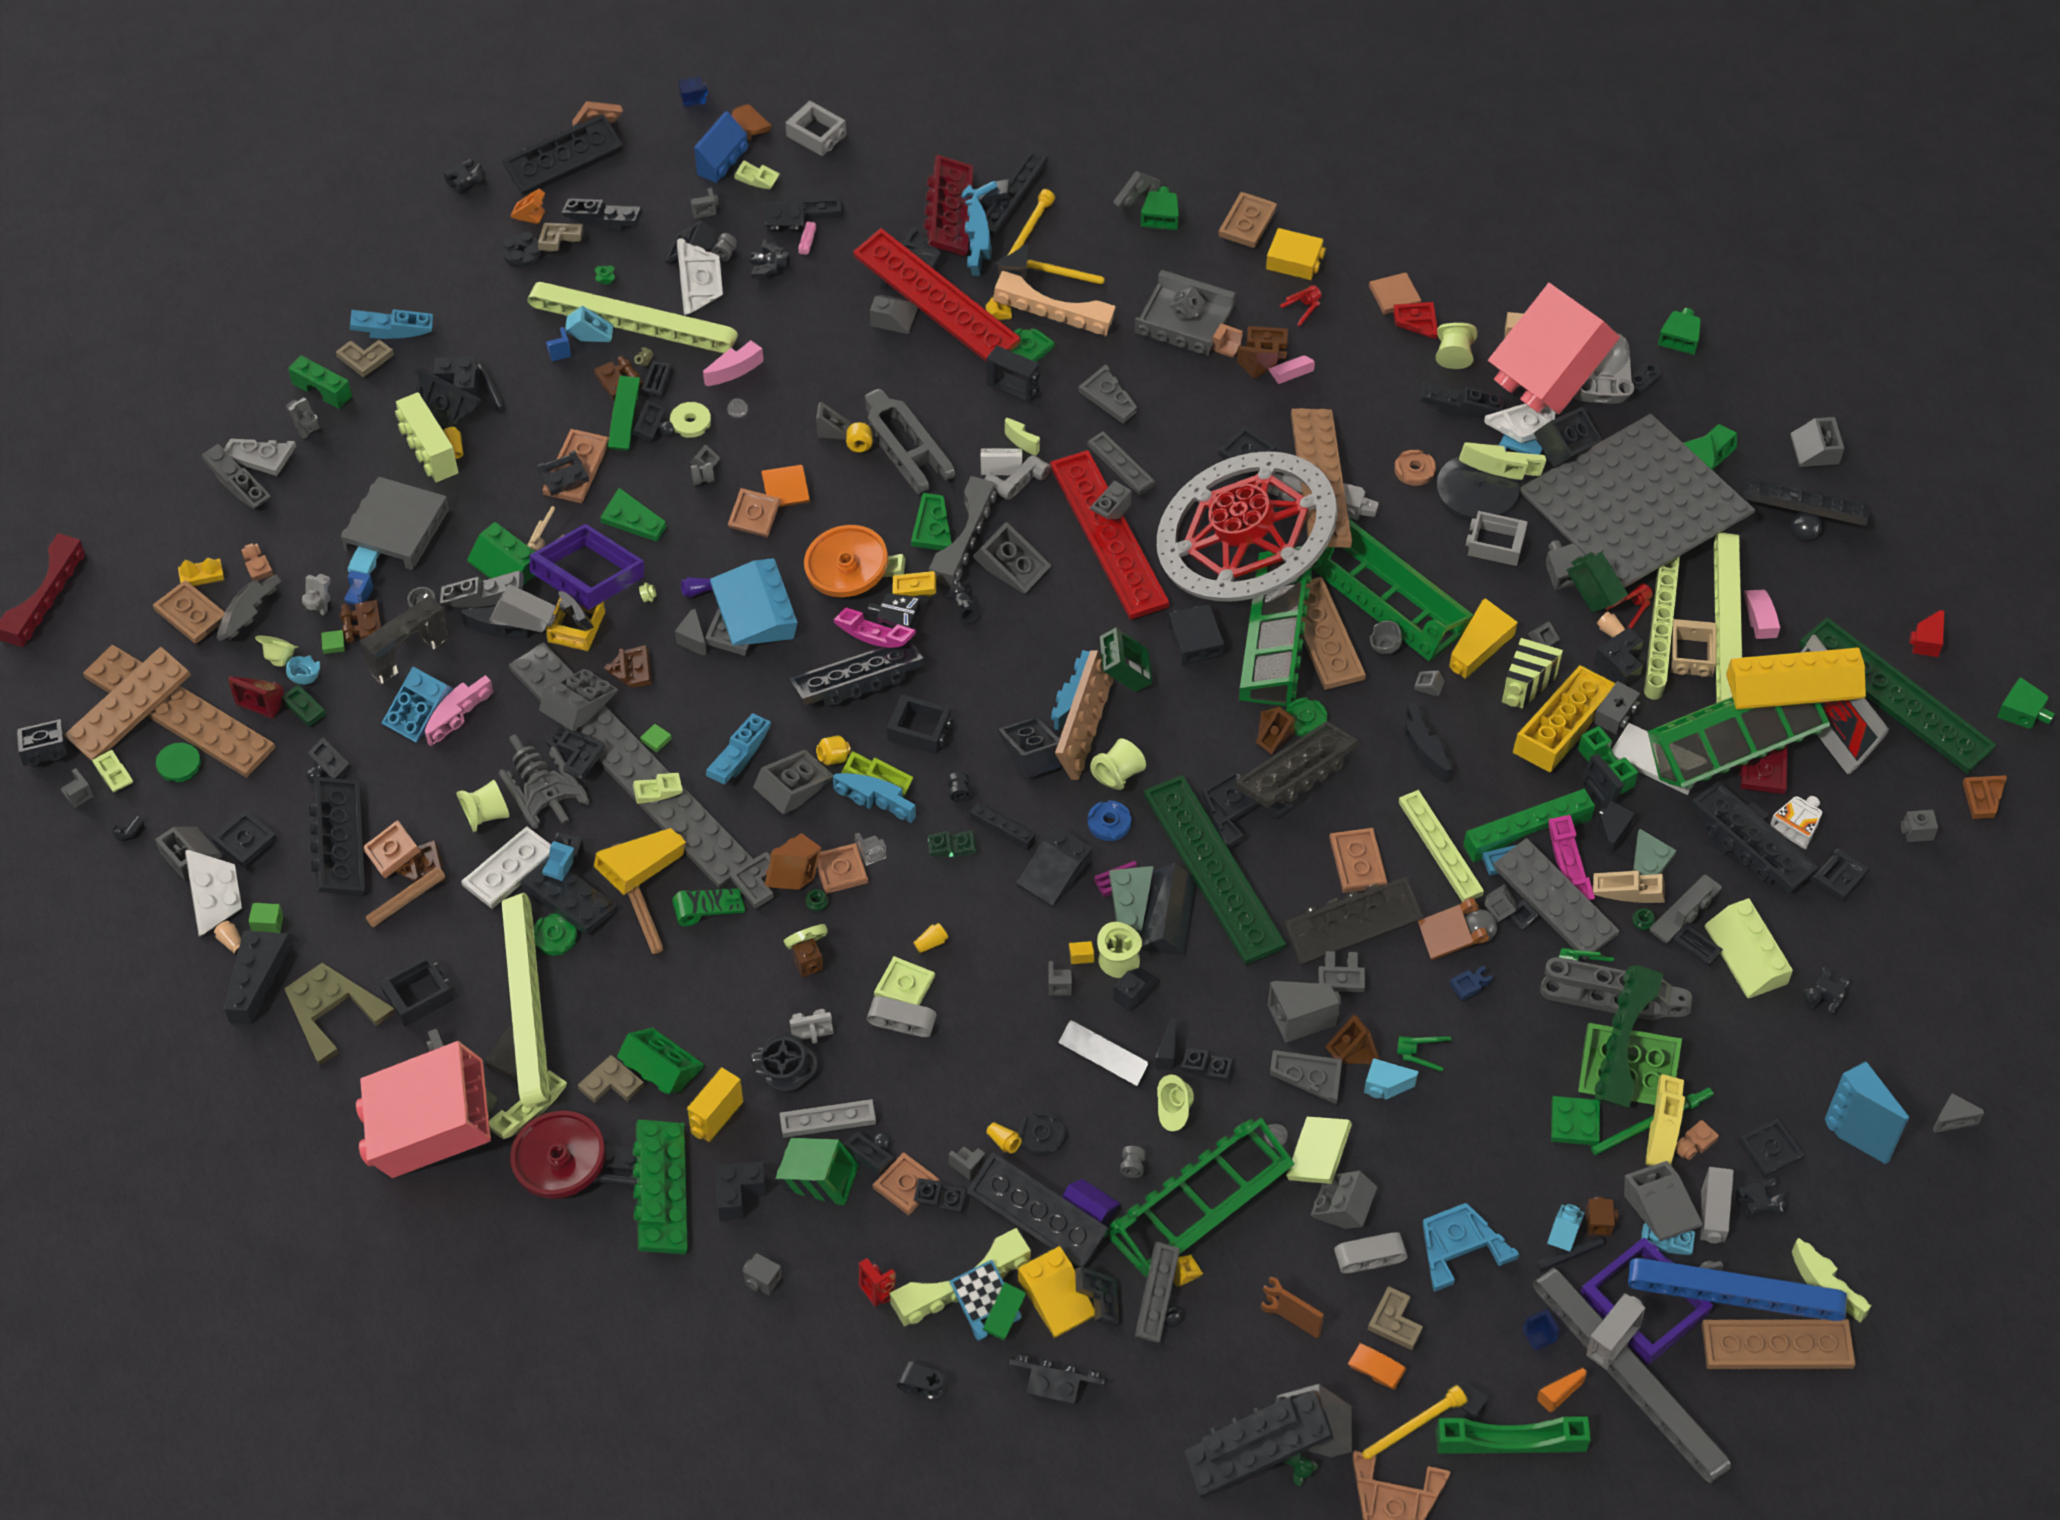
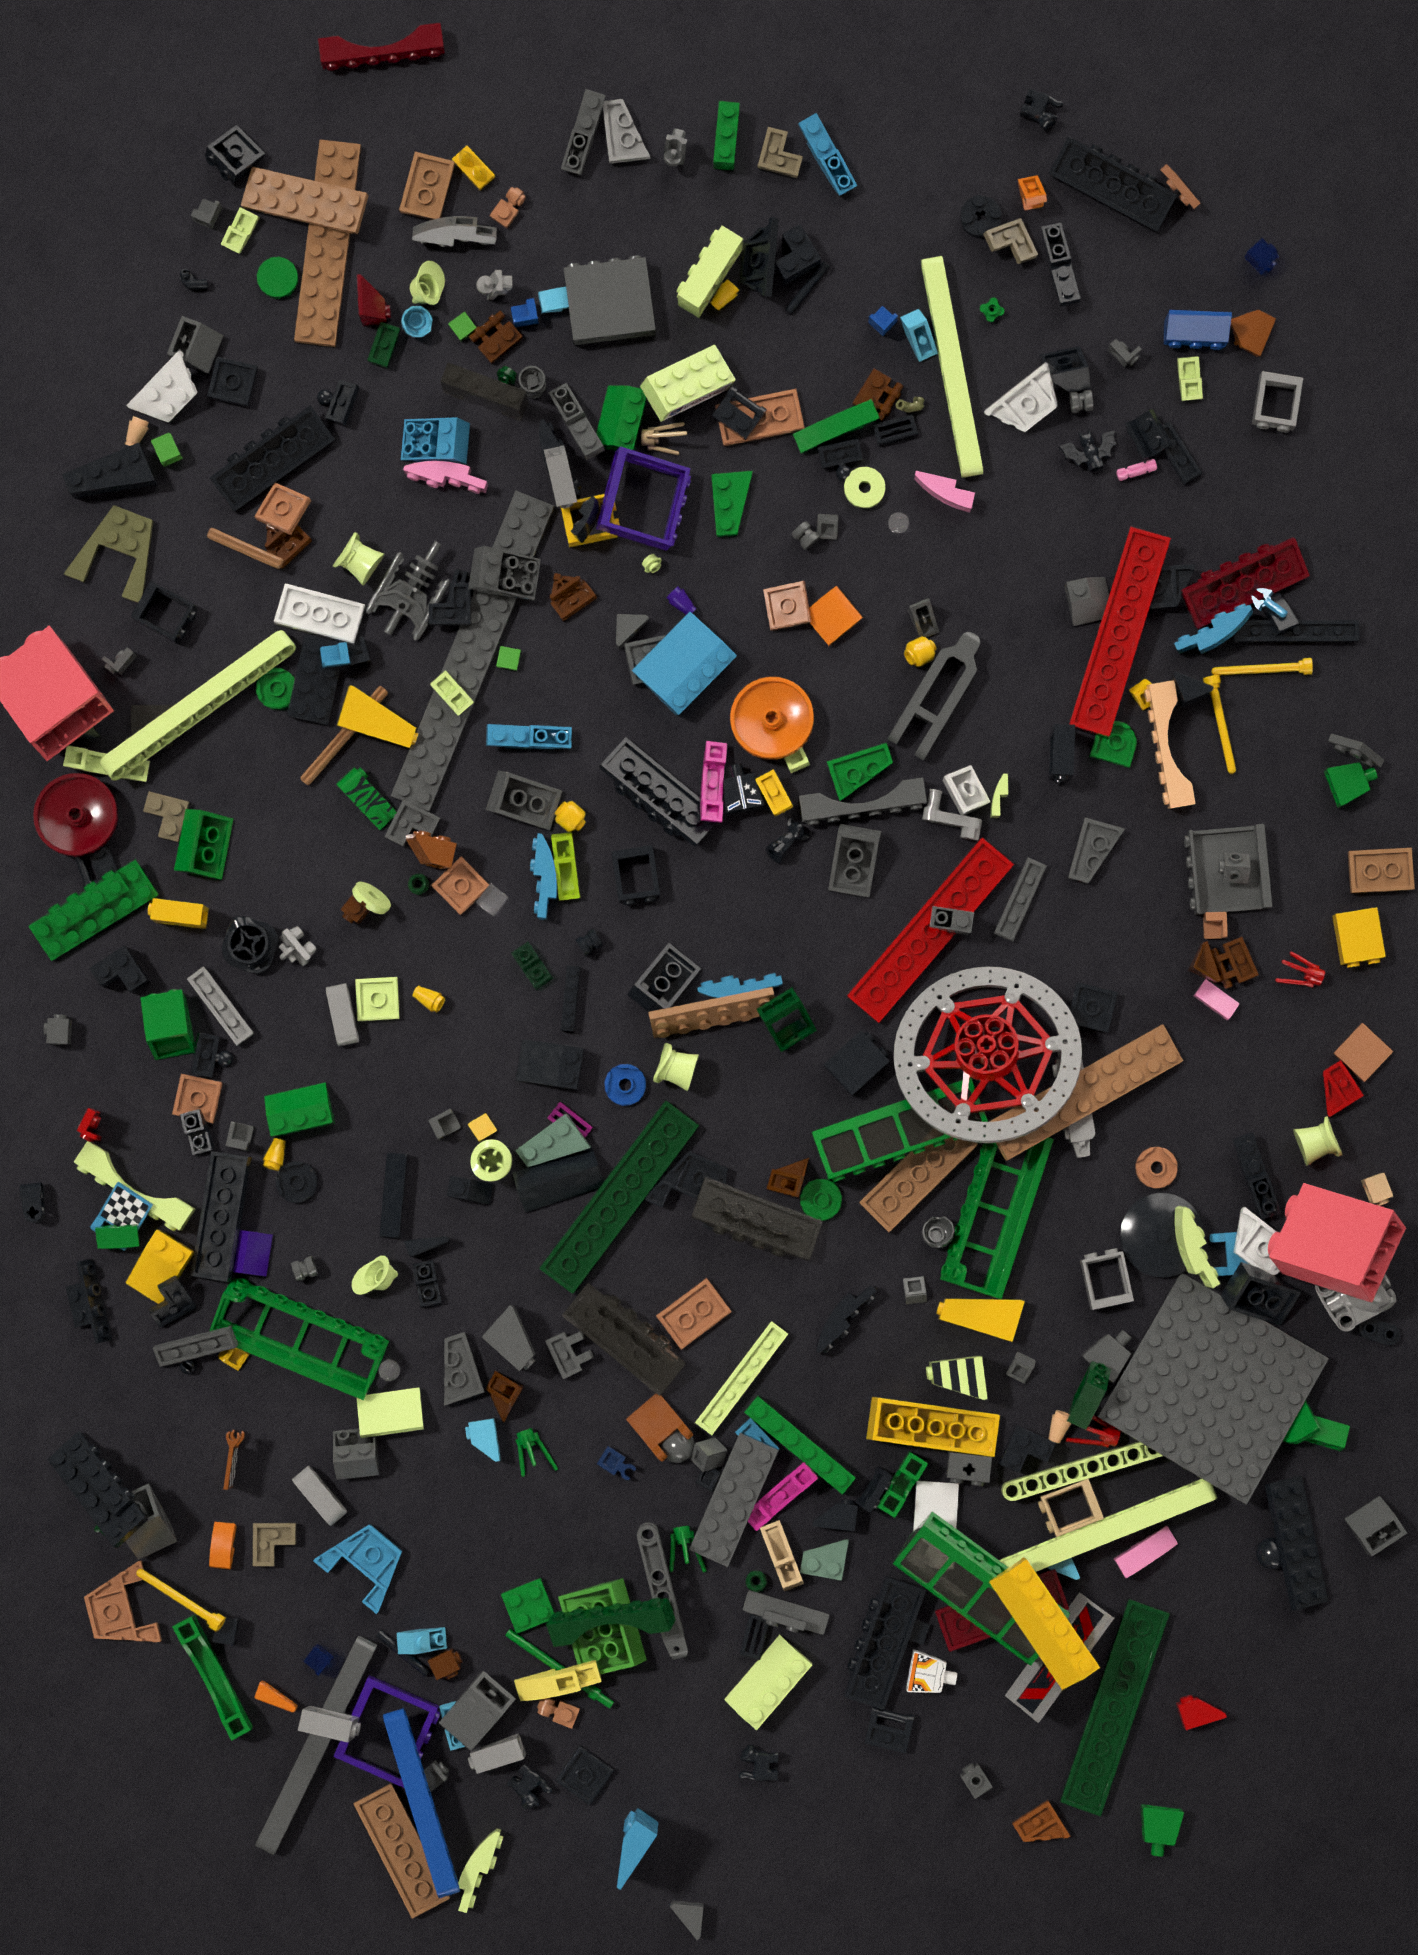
camera: 65 degrees right, 30 degrees up
(510, 490) = (687, 383): none -> yellowish green brick
(973, 1096) = (298, 1110): none -> green slope

